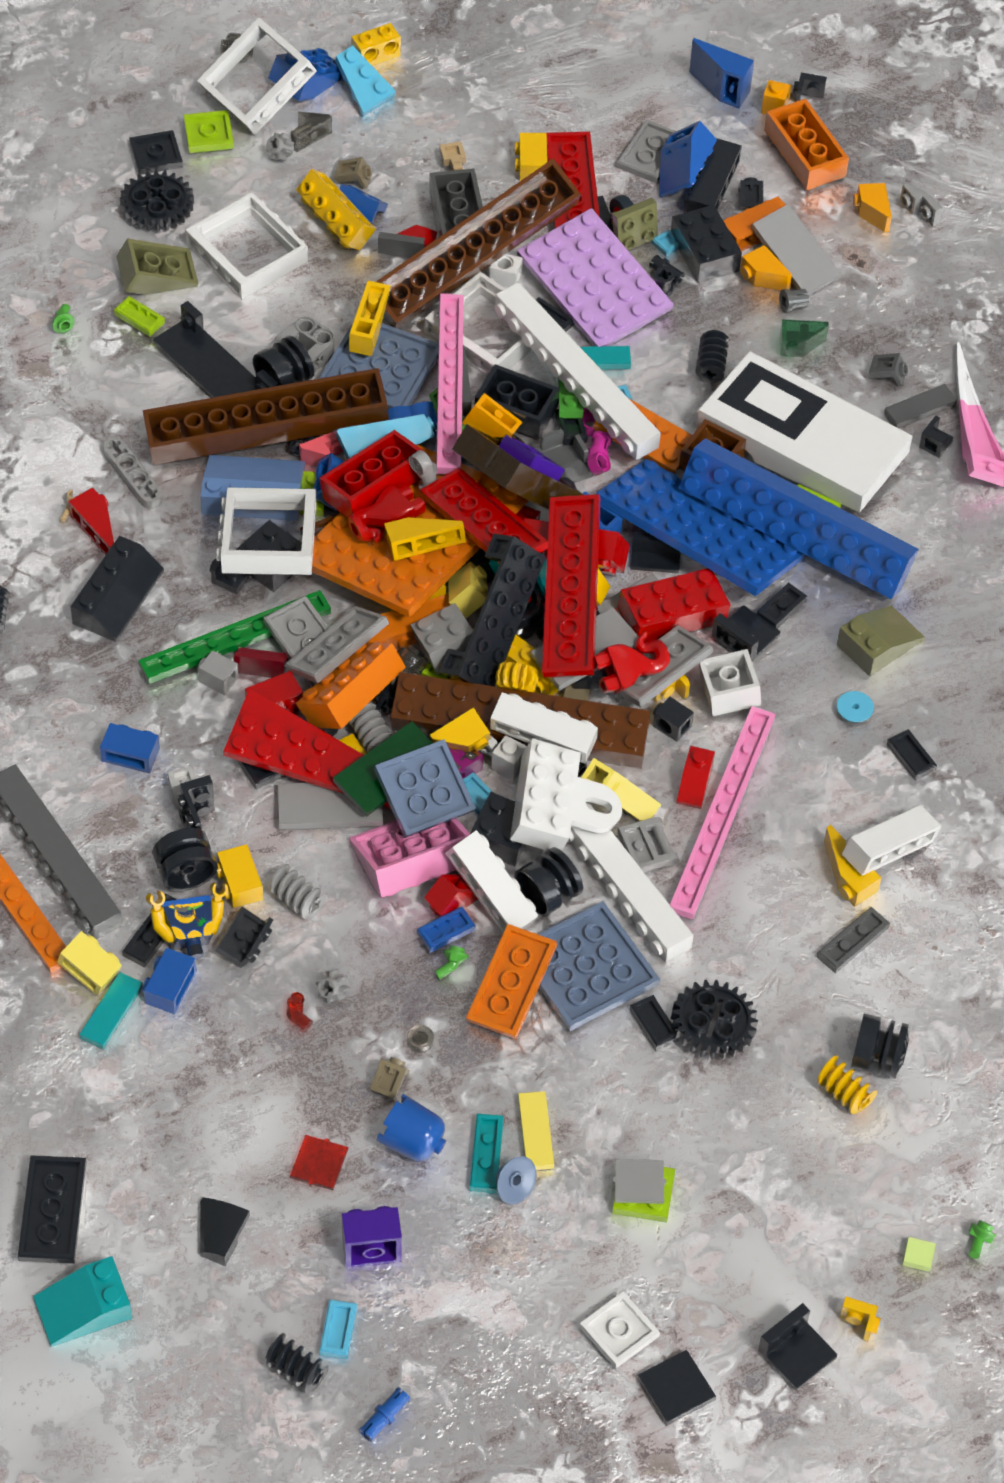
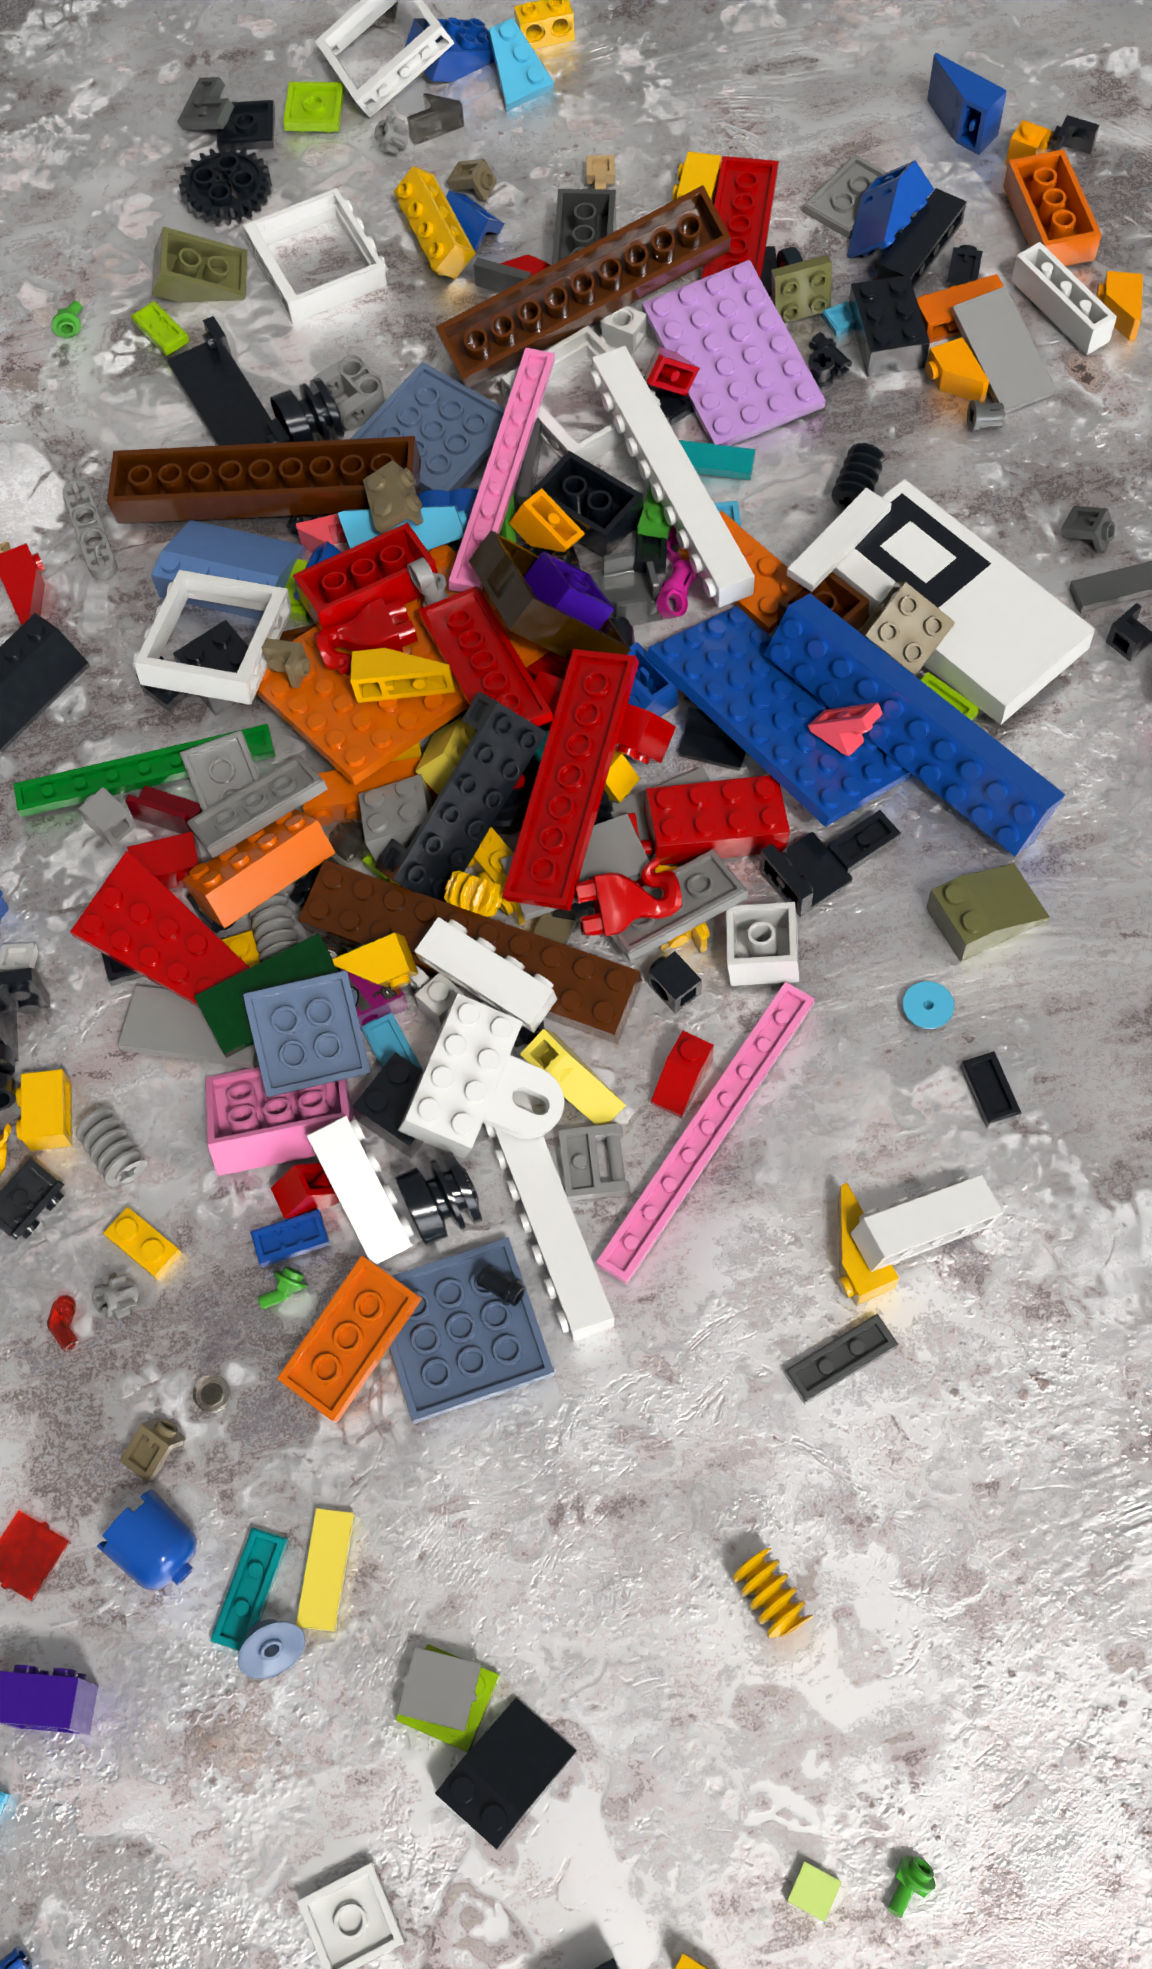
camera: 20 degrees right, 10 degrees up
(120, 144) = (205, 107): none -> dark grey plate
(331, 537) = (288, 658): none -> dark tan bracket
(338, 952) = (142, 1243): none -> yellow plate
(369, 318) = (425, 369): yellow slope -> none
(377, 412) = (392, 497): none -> dark tan bracket
(554, 297) = (670, 371): none -> red slope
(609, 929) = (501, 1285): none -> black pin
(654, 1022) = (532, 1433): black tile -> none
(696, 1227) = (506, 1773): none -> black slope
(714, 399) = (838, 539): none -> white tile
(738, 1027) = (642, 1466): black gear -> none
(751, 526) = (845, 725): none -> coral slope
(779, 450) = (907, 626): none -> bracket
(801, 336) = (983, 467): clear green slope -> none
(830, 207) = (1063, 298): none -> white brick
(880, 1046) = (833, 1546): black wheel -> none

